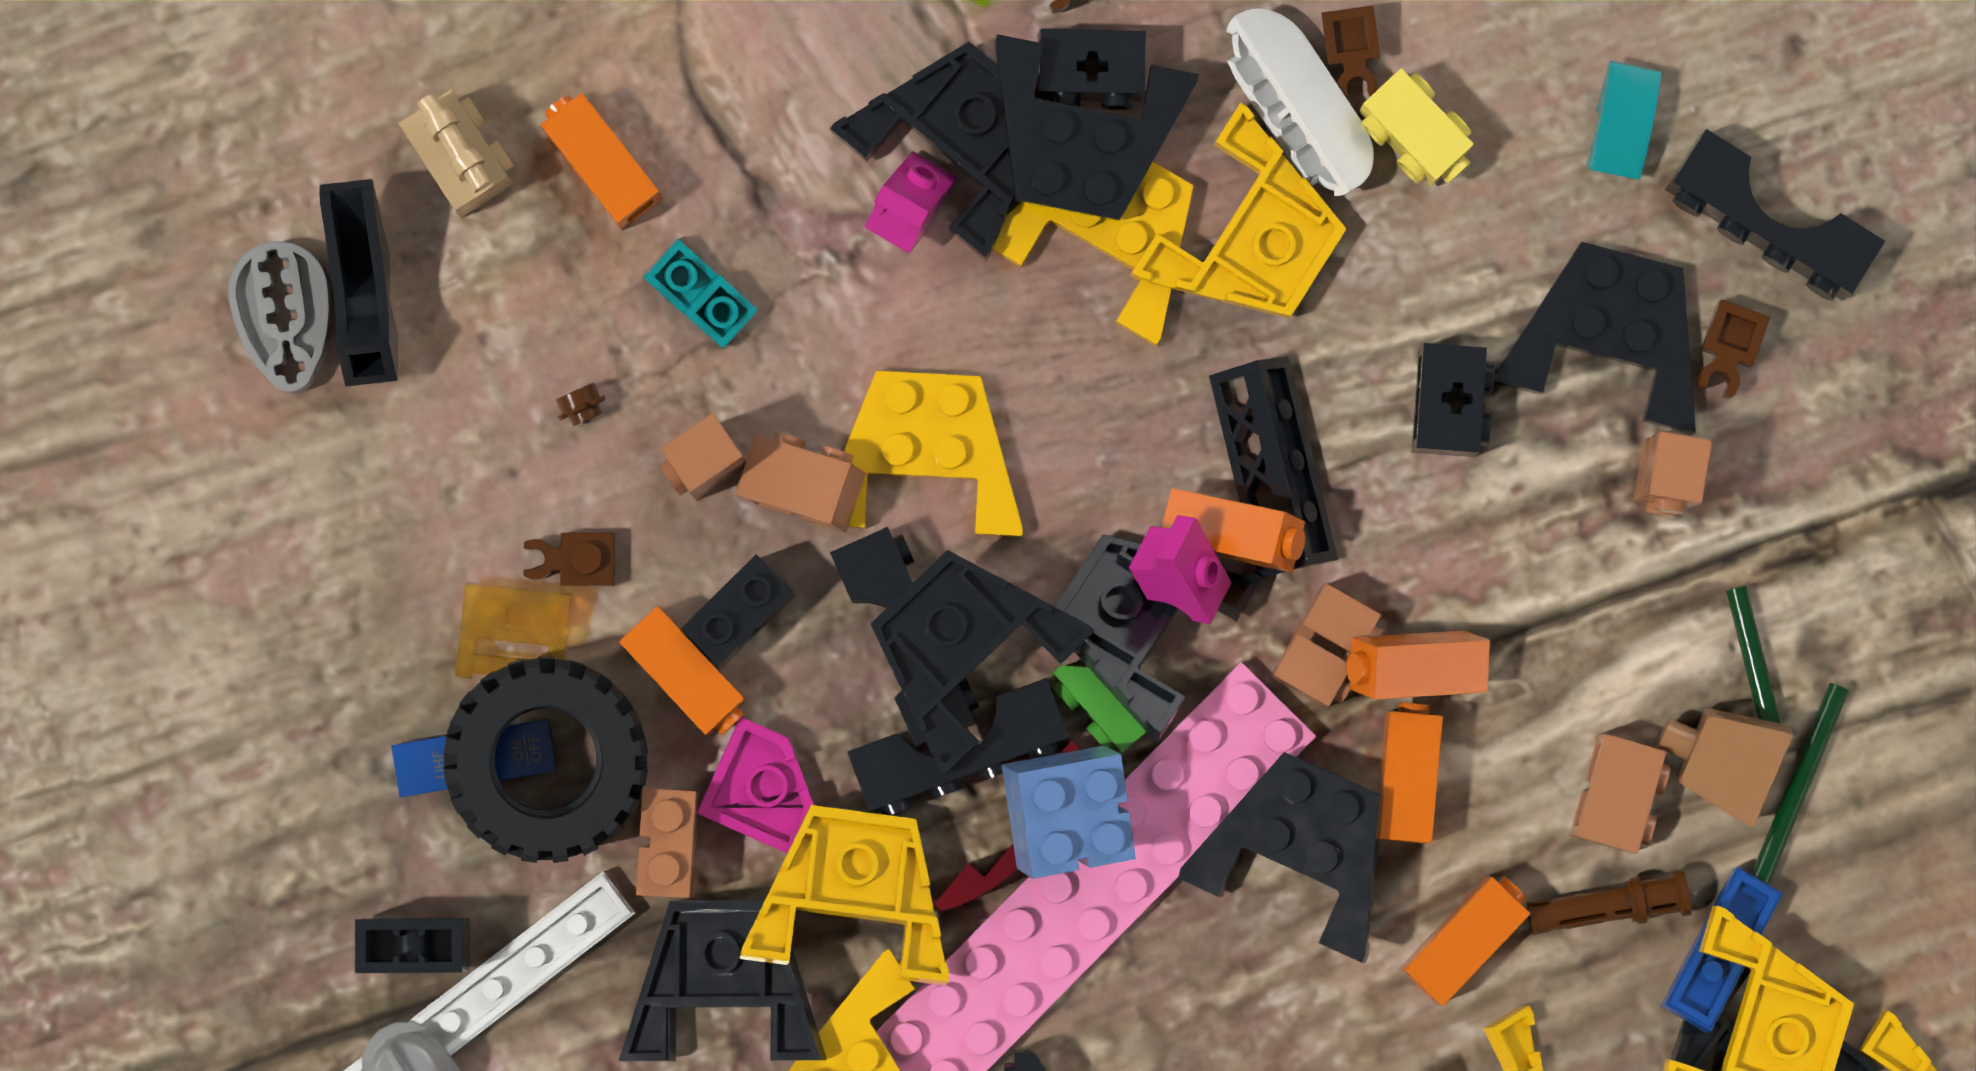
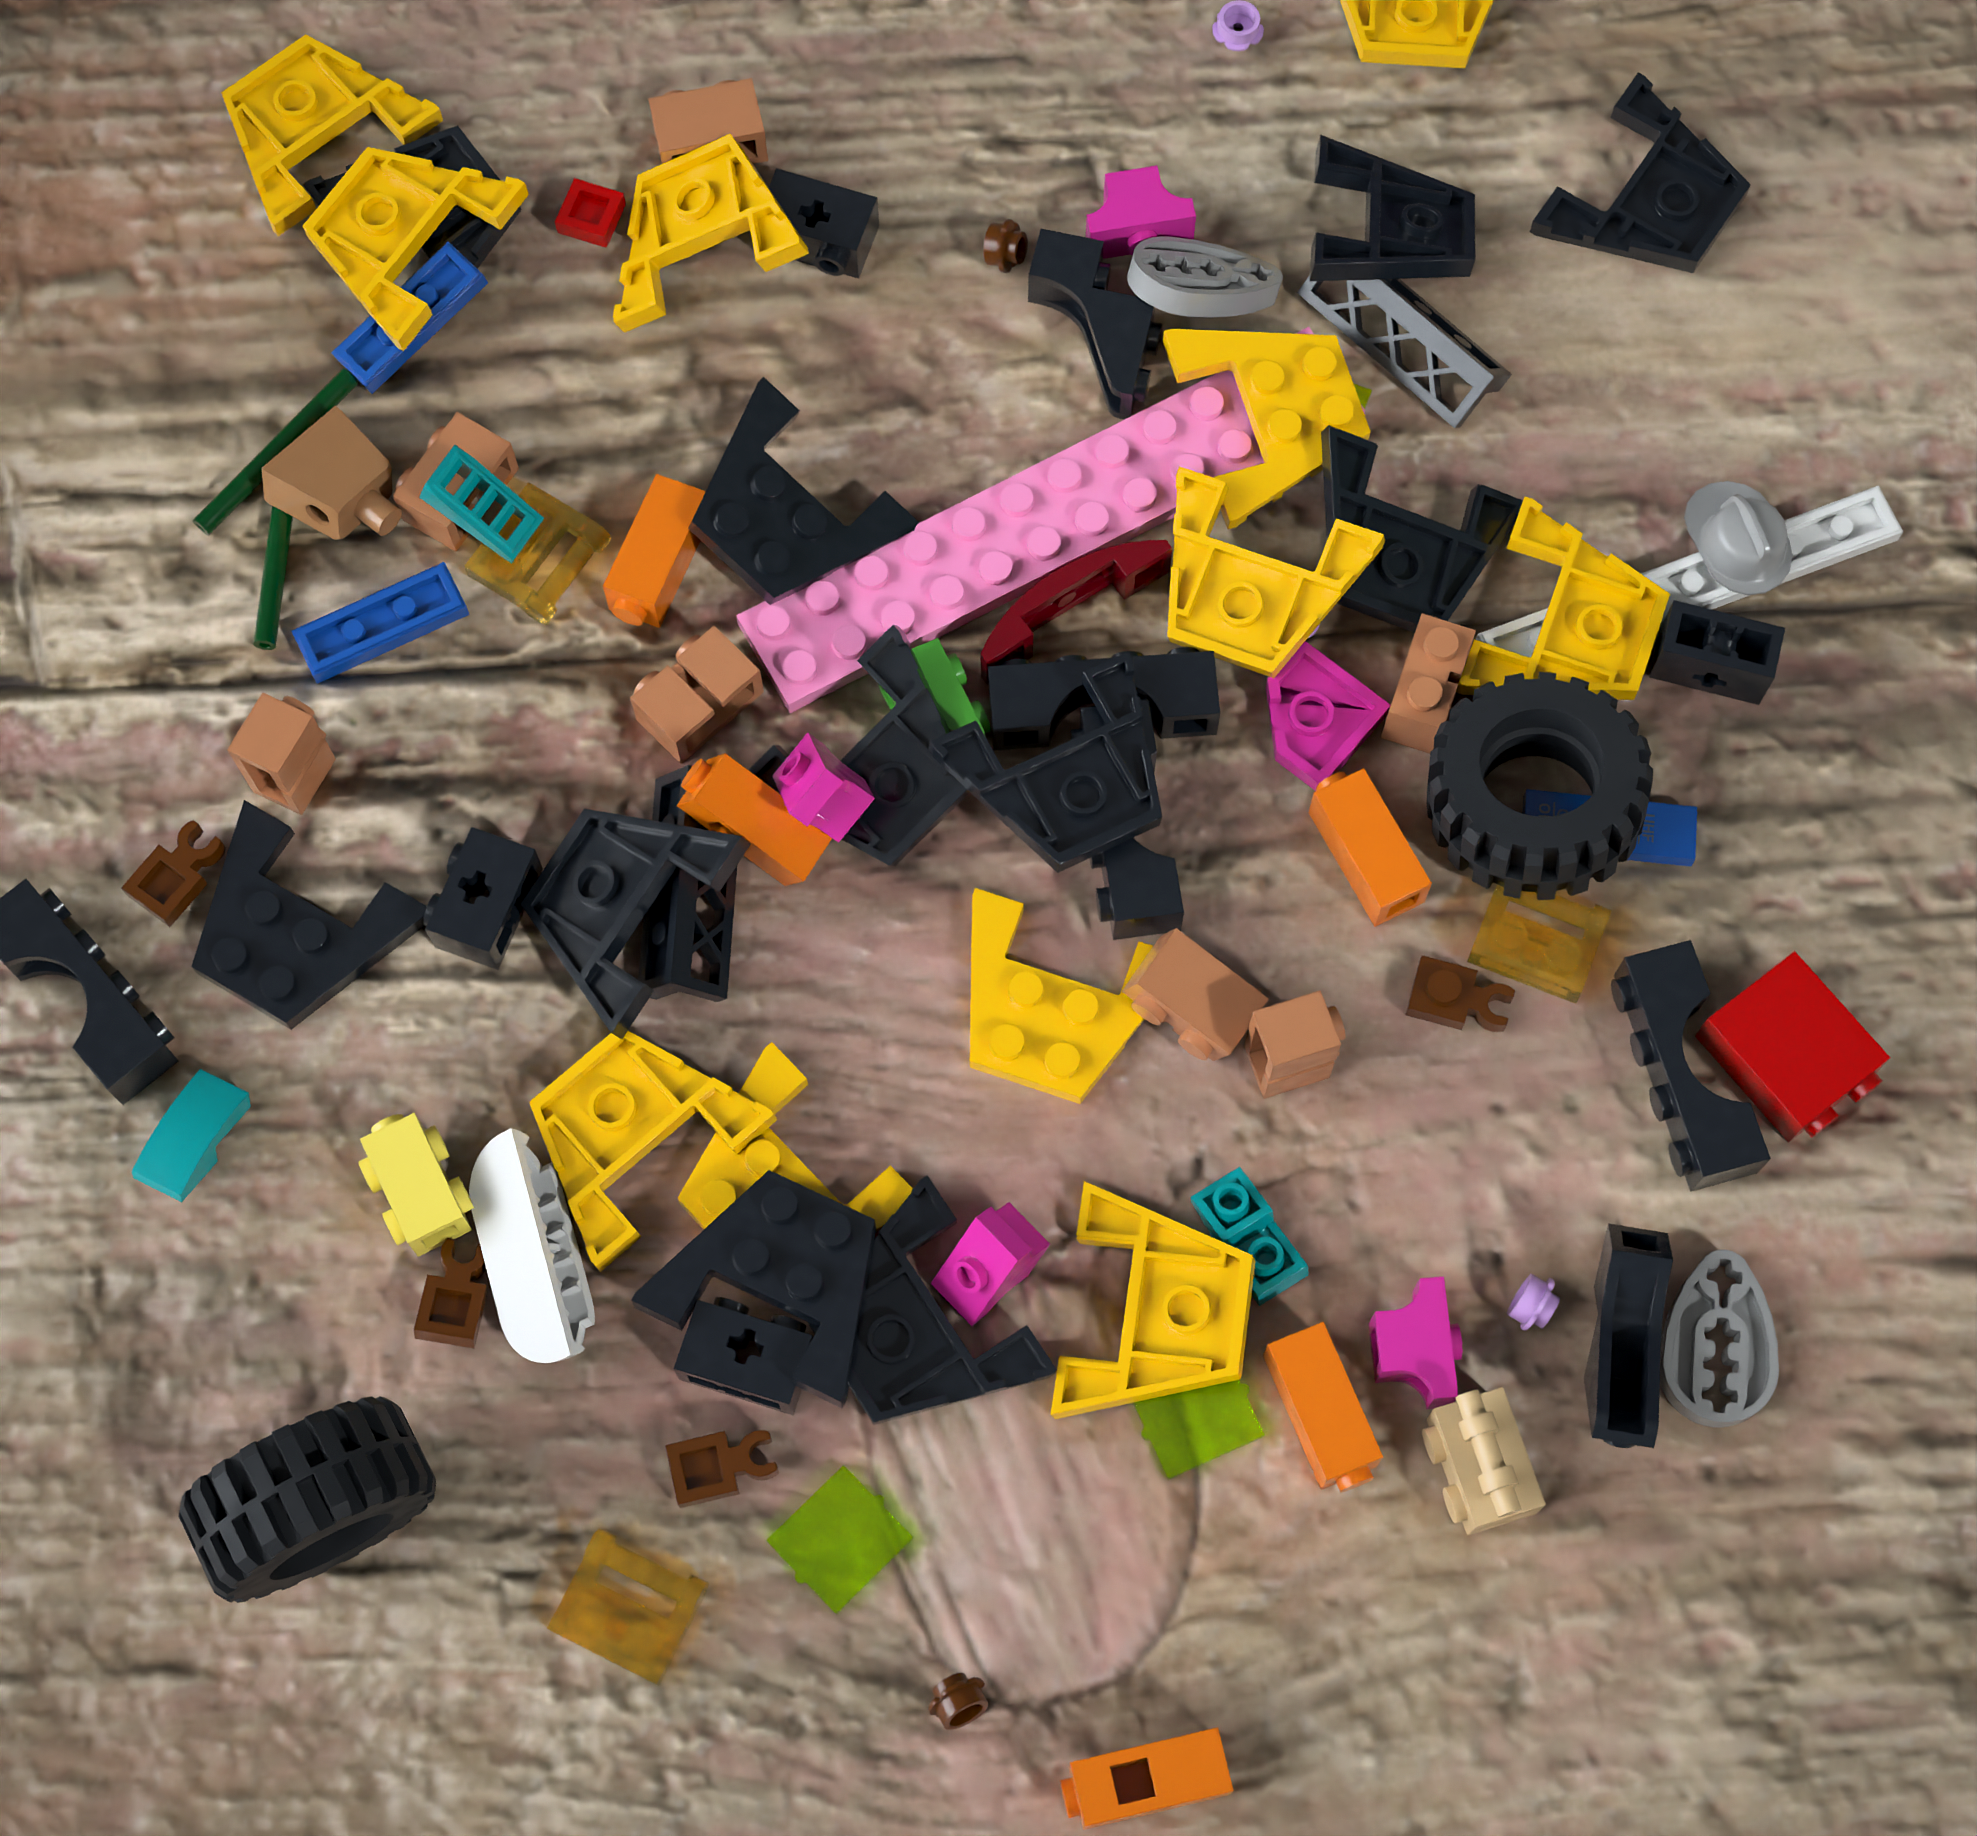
camera: 160 degrees left, 15 degrees down
(269, 588) = (1793, 1048): none -> red brick
(393, 604) = (1710, 1134): none -> black arch
(445, 301) = (1534, 1302): none -> lavender plate
(529, 936) = (1596, 622): none -> yellow wing
(533, 236) = (1418, 1344): none -> dark pink brick
(580, 404) = (1410, 1151): reddish brown plate -> none
(706, 134) = (1198, 1425): none -> clear neon green piece
(738, 611) = (1295, 887): black brick -> none
(740, 210) = (1181, 1310): none -> yellow wing
(1068, 811) = (1010, 583): medium blue piece -> none
(1348, 430) = (602, 889): none -> black wing
(1418, 664) = (608, 639): orange brick -> none
(1466, 939) = (654, 391): orange brick -> none
(1536, 749) = (511, 579): none -> clear yellow plate
(1620, 769) = (470, 520): none -> teal slope
(1633, 900) = (477, 385): reddish brown pin -> none
(1639, 641) = (380, 622): none -> blue tile

